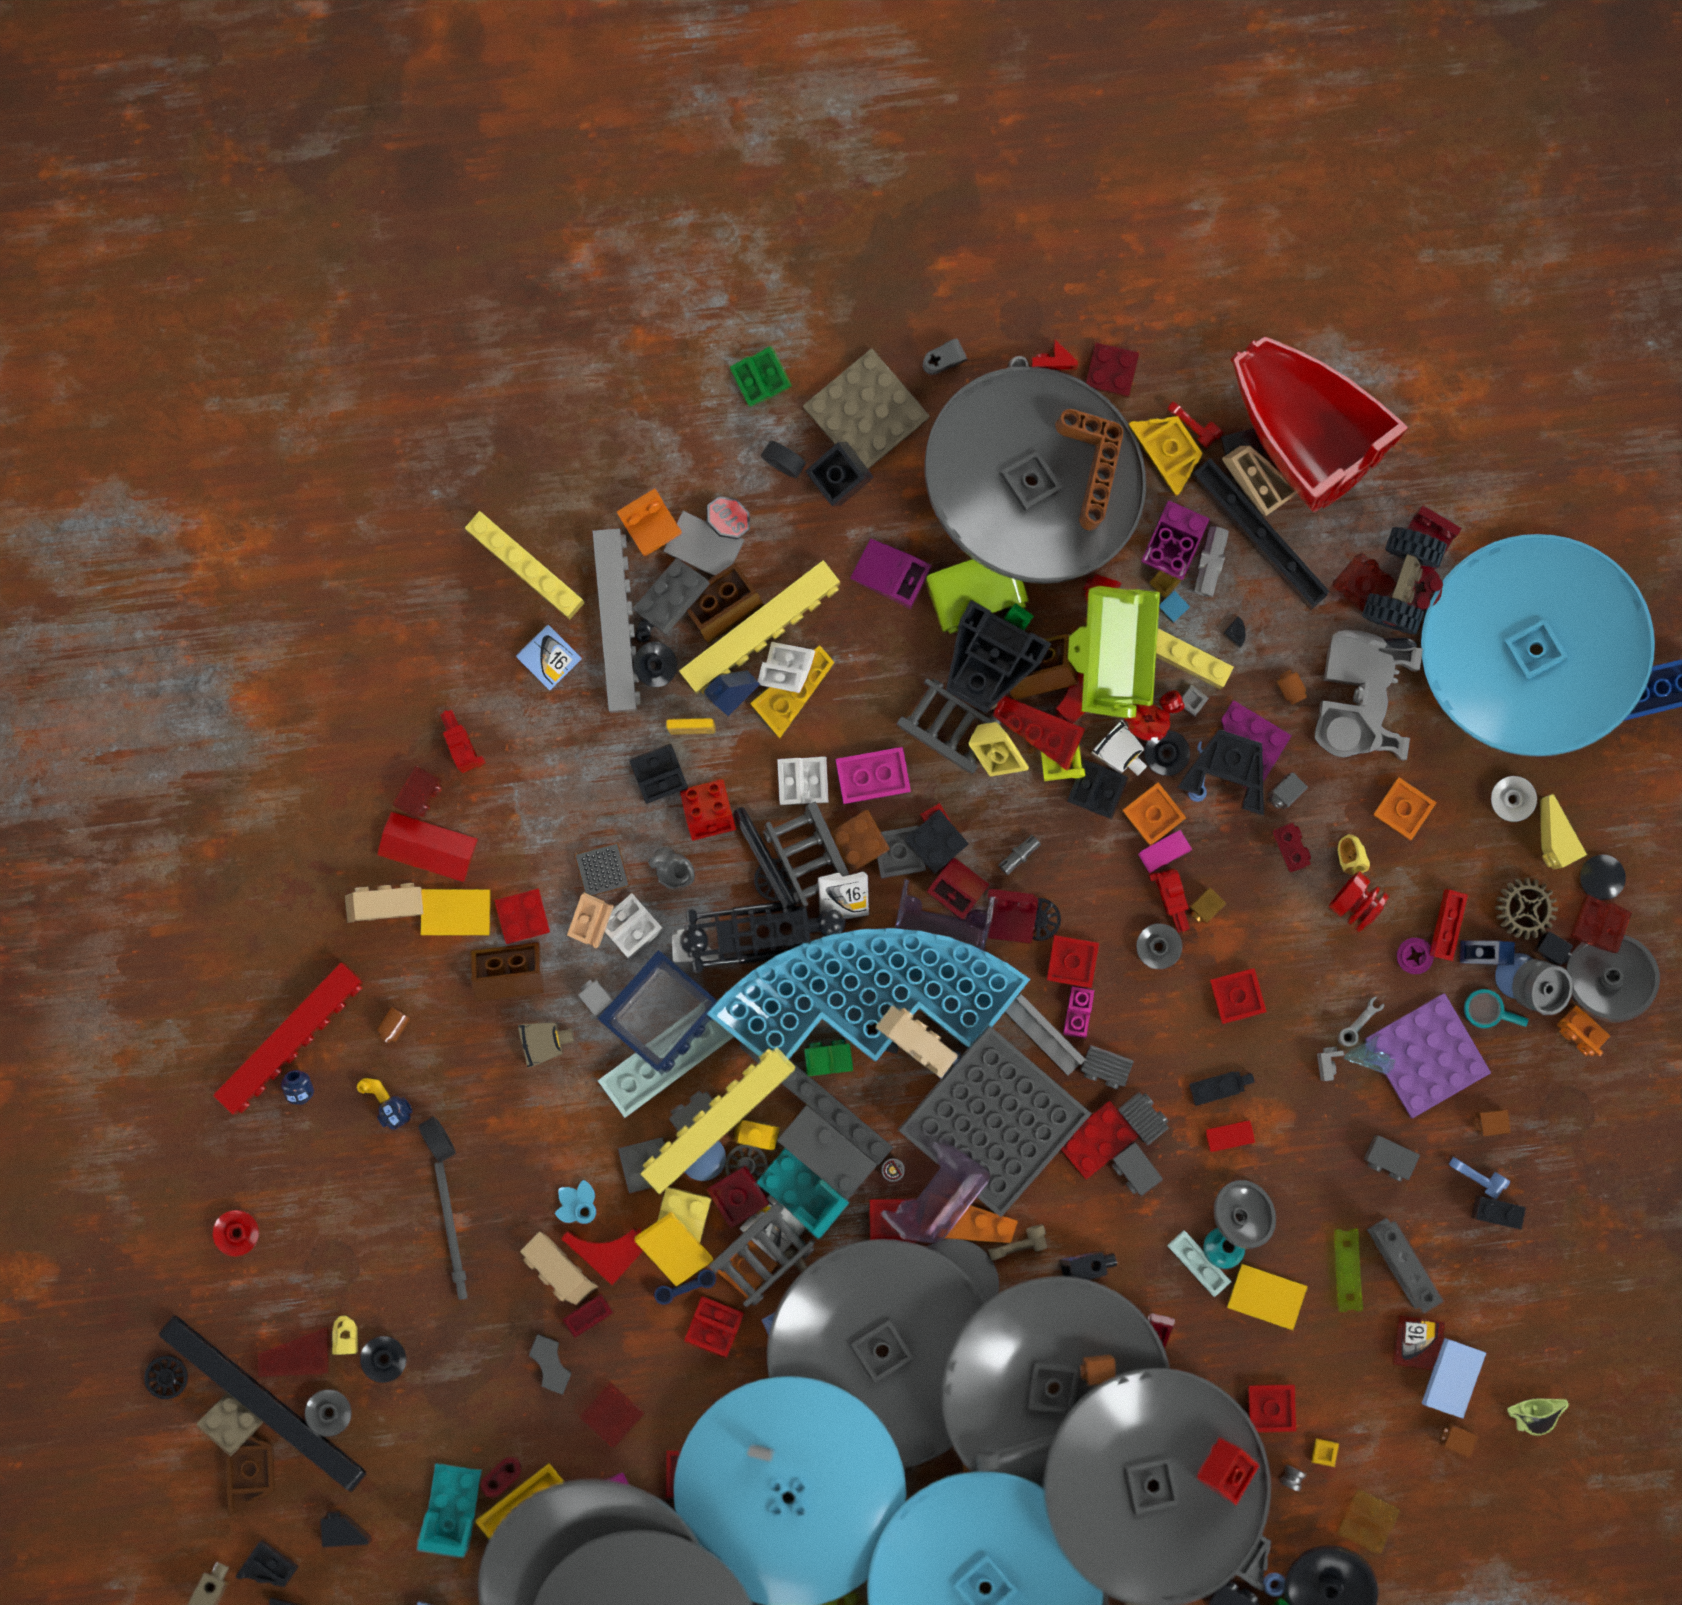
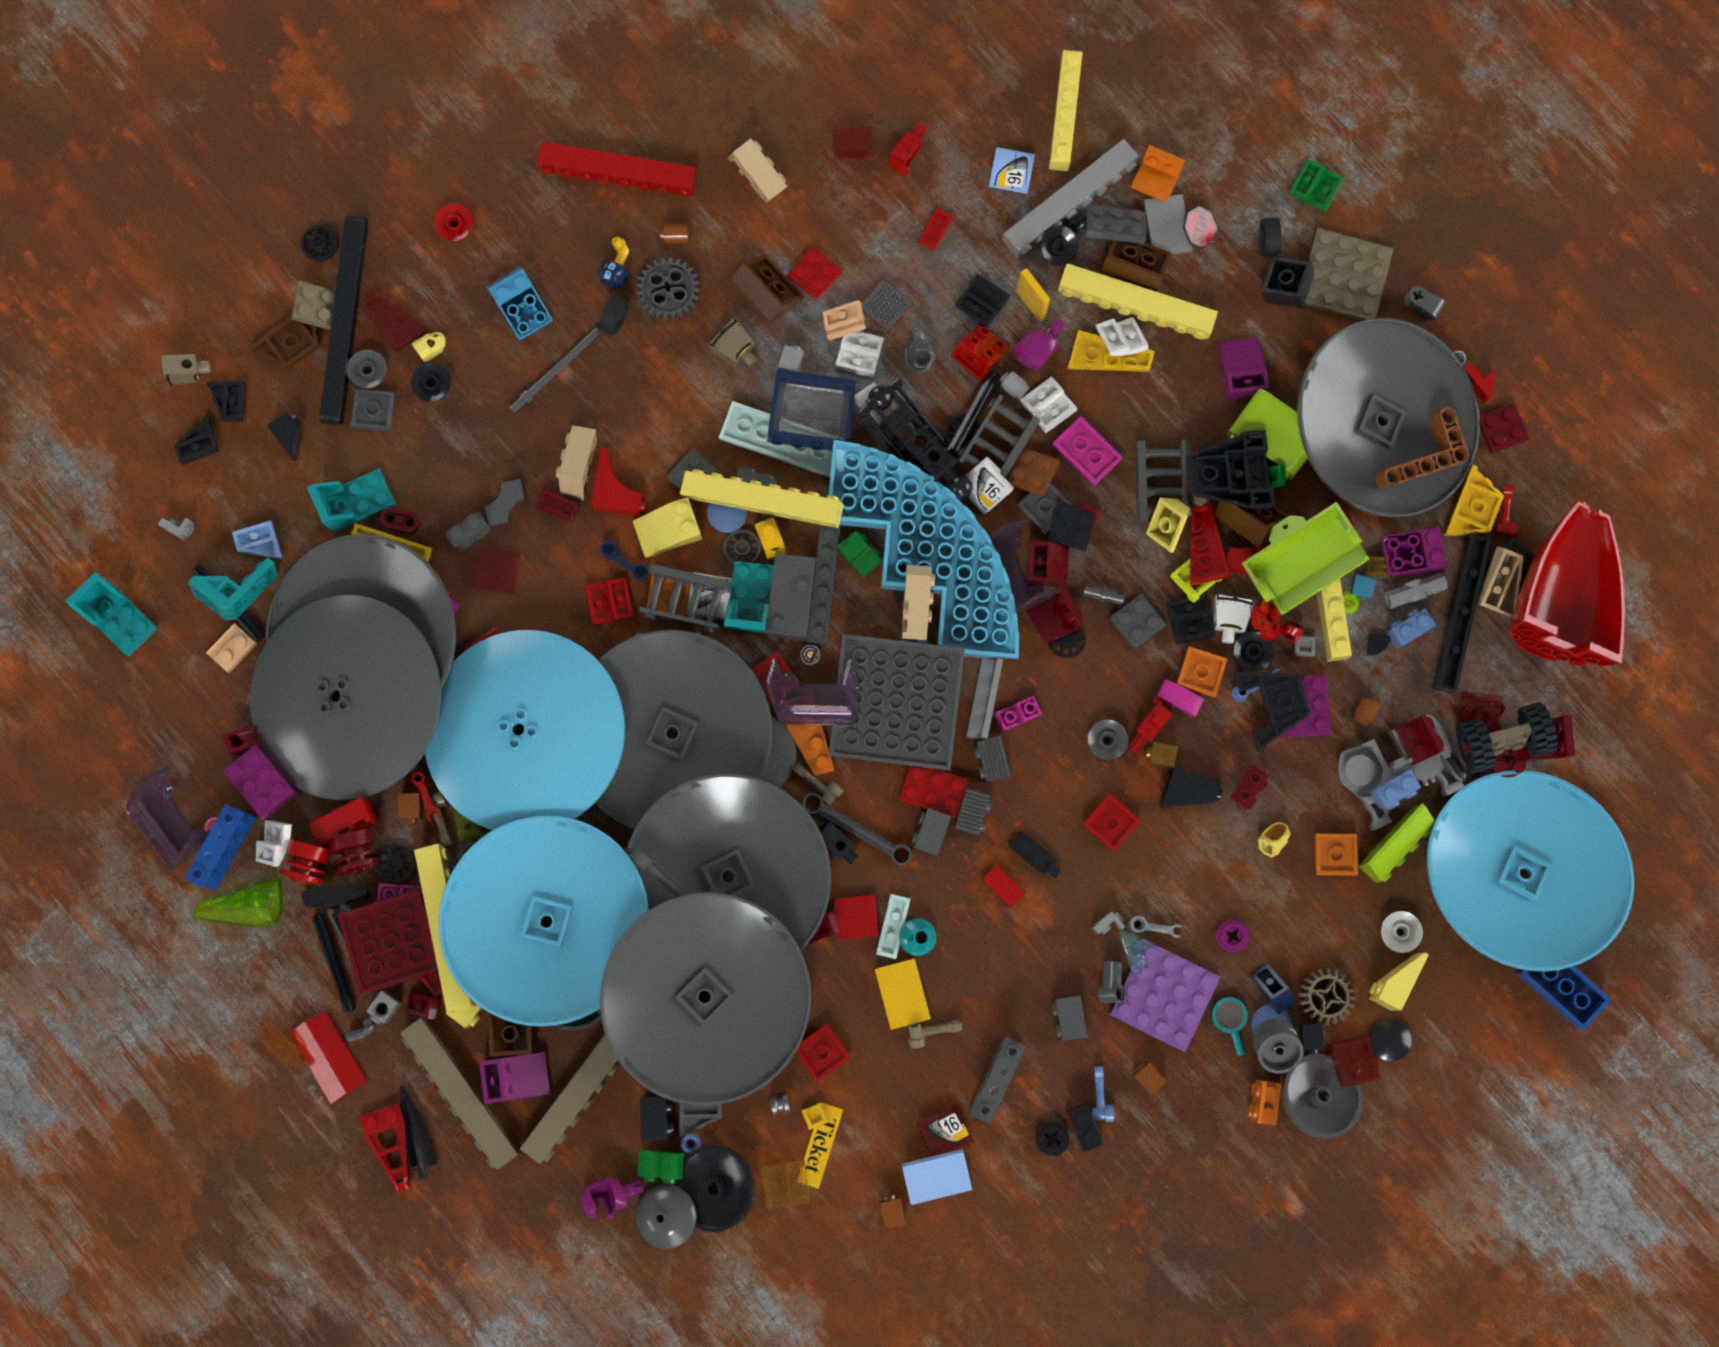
camera: 55 degrees right, 5 degrees down
(297, 1087) = (585, 196): dark blue head -> none
(360, 1222) = (519, 303): none -> dark azure slope
(371, 1432) = (372, 410): none -> dark grey tile
(427, 846) = (818, 176): red slope -> none
(455, 912) = (785, 225): yellow tile -> none
(463, 1077) = (665, 272): none -> dark grey gear
(556, 1412) = (464, 534): none -> dark grey brick
(557, 770) = (935, 229): none -> red tile
(574, 1201) = (635, 444): medium azure plate -> none
(673, 1249) = (646, 532): yellow tile -> none
(731, 690) = (1078, 309): dark blue slope -> none
(738, 1196) = (715, 554): dark red plate -> none
(740, 753) = (1038, 345): none -> magenta piece
(760, 1452) = (538, 685): light grey tile -> none
(762, 800) = (1014, 385): none -> light grey brick
(1066, 840) = (1137, 621): none -> dark grey plate
(1072, 961) = (1052, 684): red plate -> none
(1087, 1236) = (857, 829): none -> dark grey piece
(1097, 1369) = (764, 896): dark orange brick -> none
(1168, 1292) = (856, 917): none -> red tile
(1181, 629) = (1351, 603): none -> clear neon green tile
(1227, 1471) = (753, 1045): red slope -> none
(1243, 592) = (1410, 629): none -> medium blue brick
(1254, 1213) = (961, 937): dark grey dish -> none
(1256, 903) = (1189, 790): none -> black slope
(1286, 791) = (1288, 756): dark grey brick -> none
(1314, 1308) = (918, 1034): none -> dark tan brick
(1348, 1270) = (963, 1042): clear neon green plate -> none
(1353, 662) = (1420, 739): none -> dark red bracket
(1355, 1465) = (820, 1146): none -> yellow sticker
(1358, 901) = (1244, 864): red wheel -> none
(1384, 716) = (1394, 789): none -> medium blue brick
(1390, 1101) = (1111, 989): none -> dark grey piece
(1432, 746) = (1398, 843): none -> lime slope
(1448, 925) = (1273, 945): red plate -> none
(1498, 1251) = (1061, 1135): none -> black gear
(1538, 1415) = (951, 1261): yellowish green hat -> none

